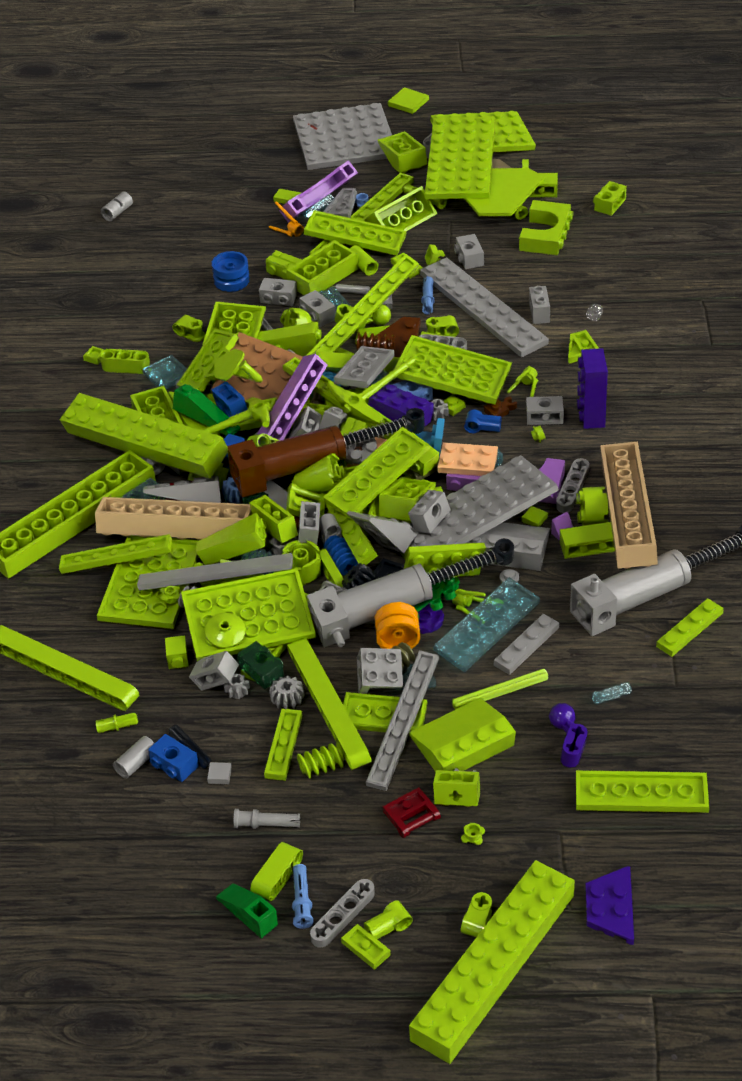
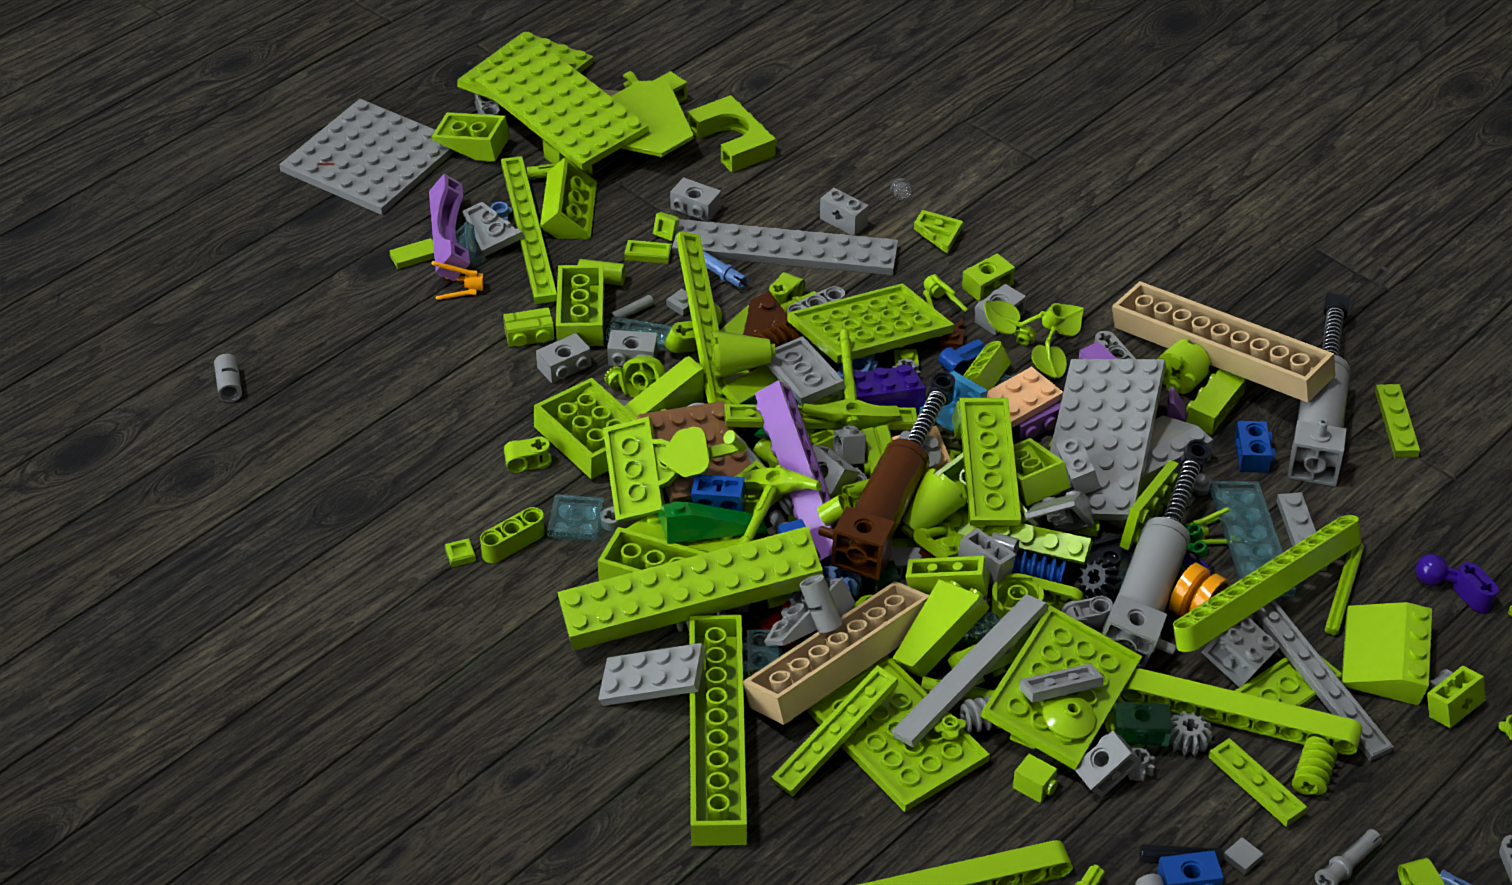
camera: 50 degrees left, 0 degrees up
(77, 466) = (652, 674): none -> light grey plate
(182, 477) = (820, 603): none -> light grey pin
(230, 271) = (484, 367): blue wheel -> none
(238, 608) = (1061, 683): none -> light grey plate
(338, 334) = (739, 352): none -> lime cone
(355, 232) = (557, 247): lime plate -> none
(408, 100) = (383, 81): lime tile -> none
(409, 806) = (1437, 750): dark red plate -> none
(437, 645) = (1266, 583): none -> lime beam
(483, 435) = (989, 365): none -> lime beam
(532, 411) = (1059, 317): none -> lime plant
(561, 579) = (1254, 446): none -> blue brick
(563, 386) = (988, 276): none -> lime brick
(592, 388) = (1041, 254): dark purple brick -> none
(610, 198) = (748, 70): lime brick -> none
(611, 693) = (1428, 521): clear light blue axle -> none

